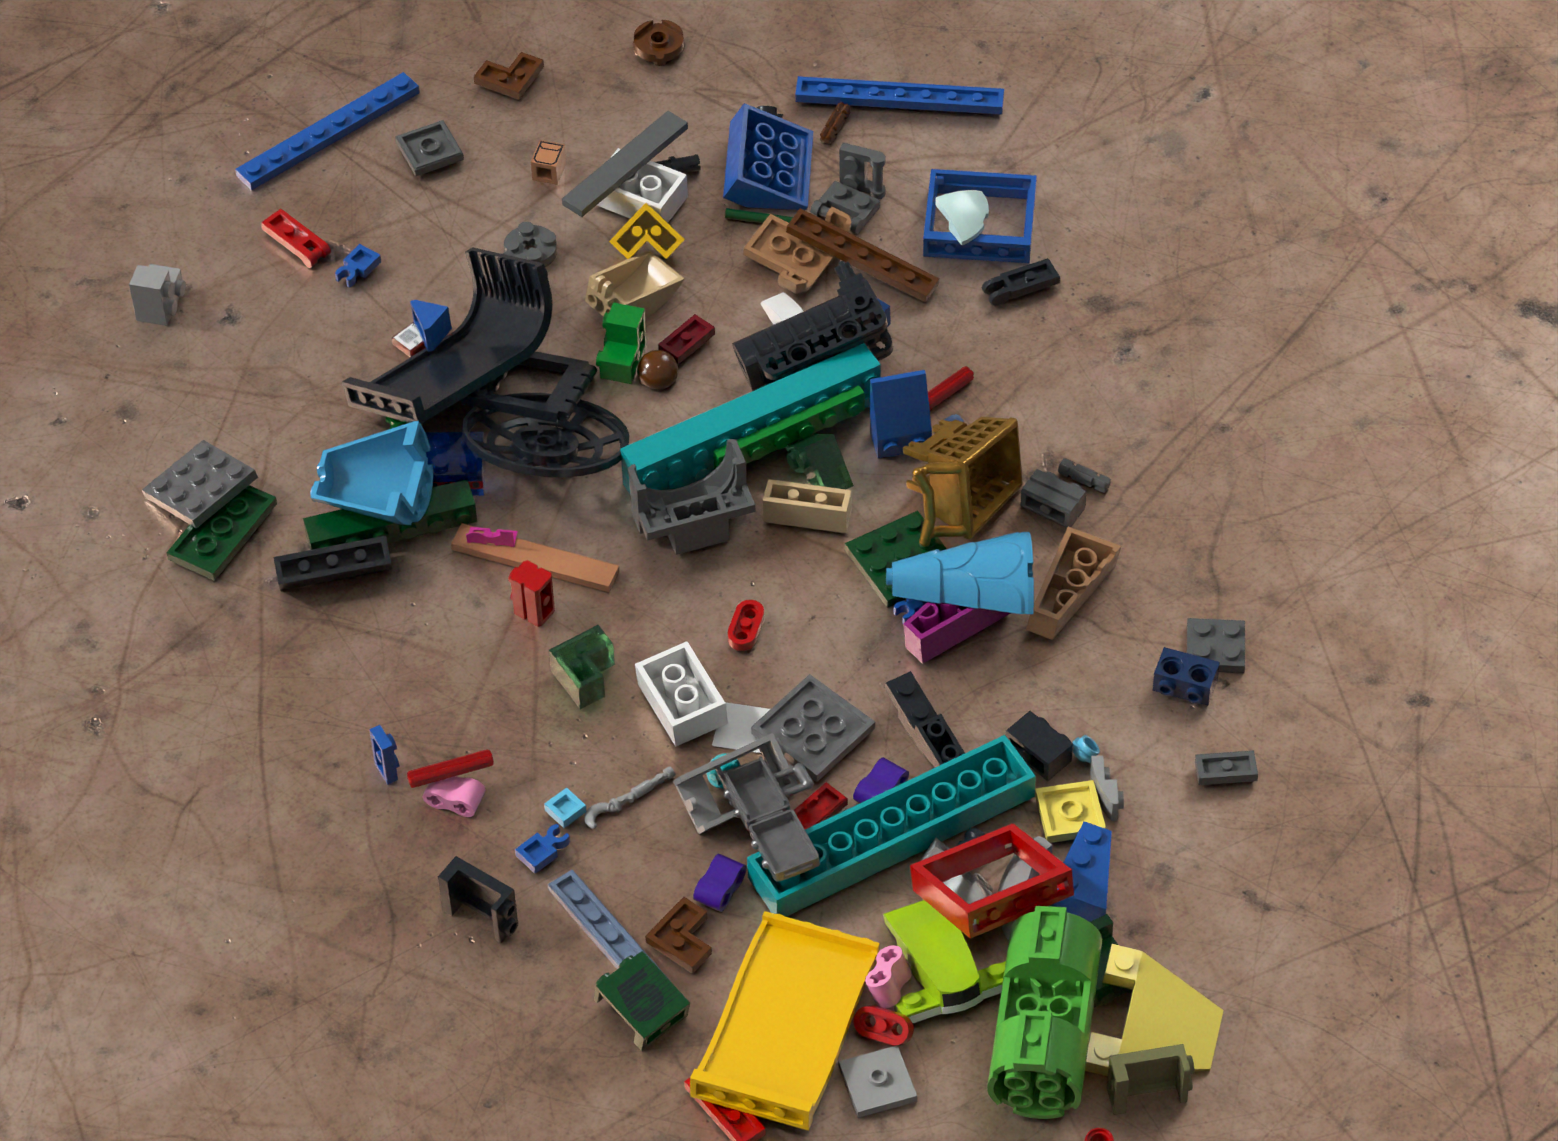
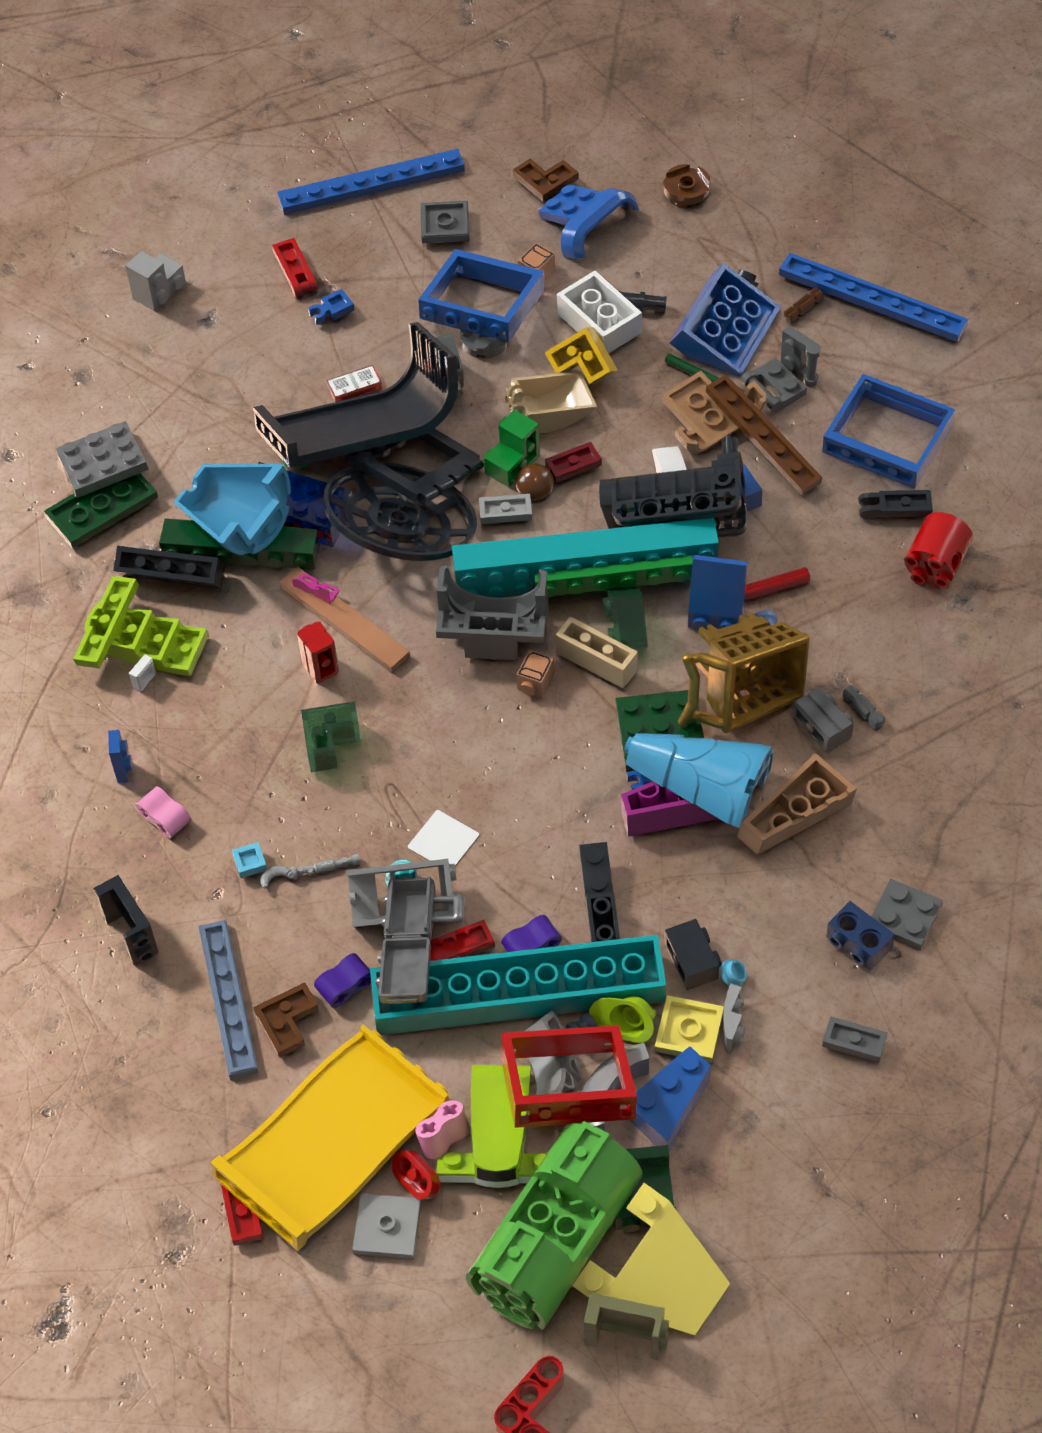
camera: 25 degrees right, 5 degrees up
(335, 639) = (136, 632): none -> lime slope
(359, 672) = (142, 673): none -> white tile
(431, 322) = (359, 378): blue slope -> none
(450, 768) = (164, 789): red axle -> none
(508, 182) = (488, 270): none -> blue window
(540, 850) = (207, 892): blue plate -> none
(571, 97) = (581, 211): none -> blue piece
(624, 163) = (592, 286): dark grey tile -> none
(642, 403) = (505, 508): none -> light grey plate
(643, 998) = (217, 1067): dark green panel -> none
(681, 693) = (397, 790): white brick -> none
(744, 627) = (488, 746): red plate -> none
(755, 546) = (535, 673): none -> nougat brick
(815, 726) = (499, 863): flat silver plate -> none
(965, 213) = (870, 424): light aqua brick -> none
(1006, 812) = (631, 1014): none -> lime piece
(1086, 309) = (938, 549): none -> red cylinder

